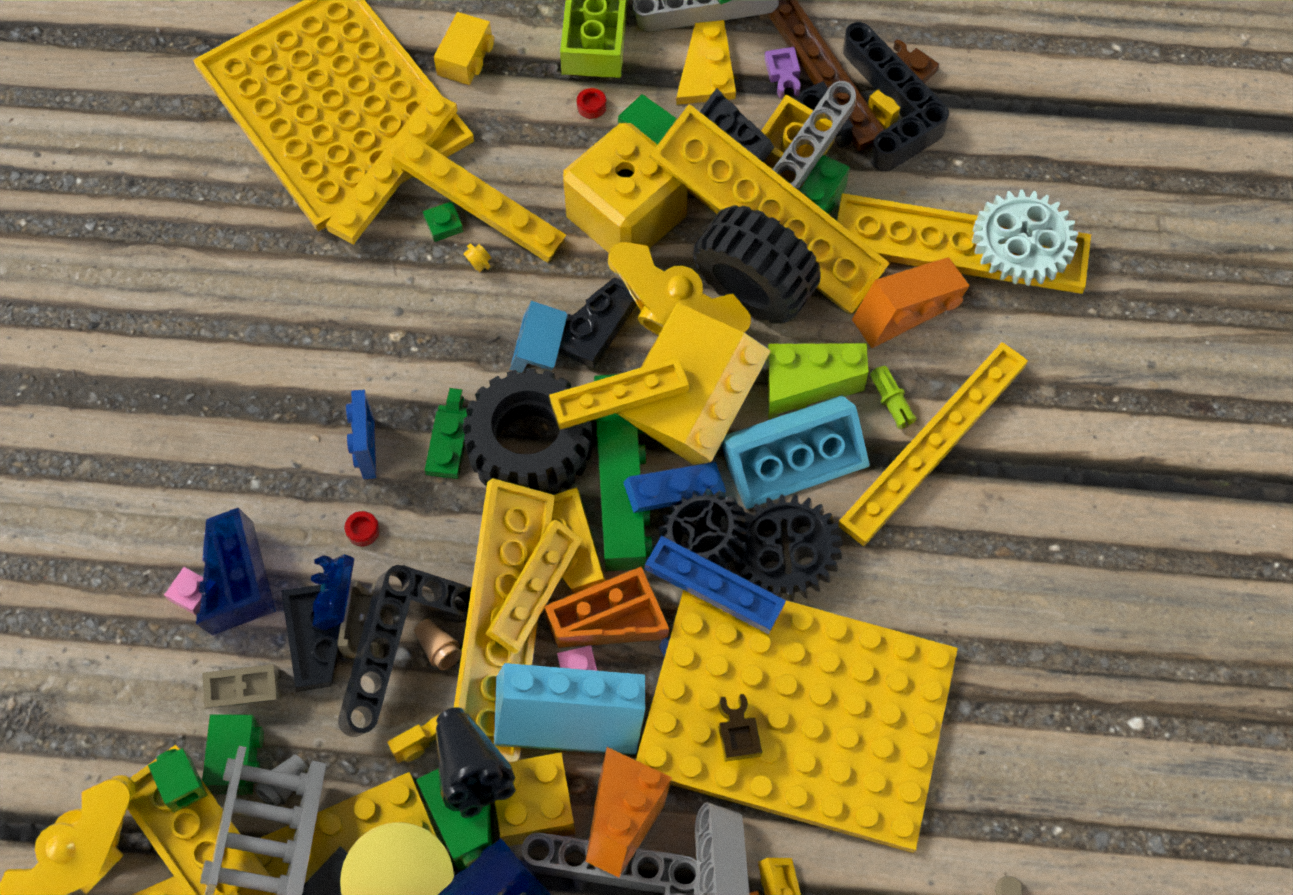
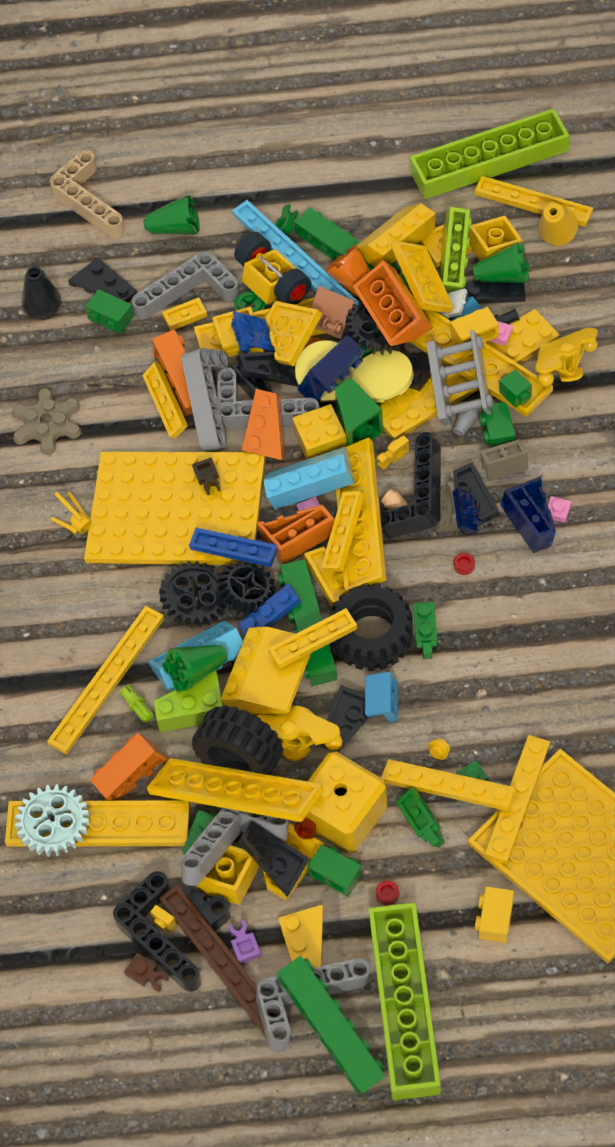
camera: 175 degrees right, 5 degrees down
(362, 439) = (478, 607): blue plate -> none
(469, 765) = (351, 409): black cone -> none
(526, 175) = (420, 817): none -> green hinge
(801, 394) = (193, 664): none -> green cone
(962, 717) = (79, 521): none -> yellow plant

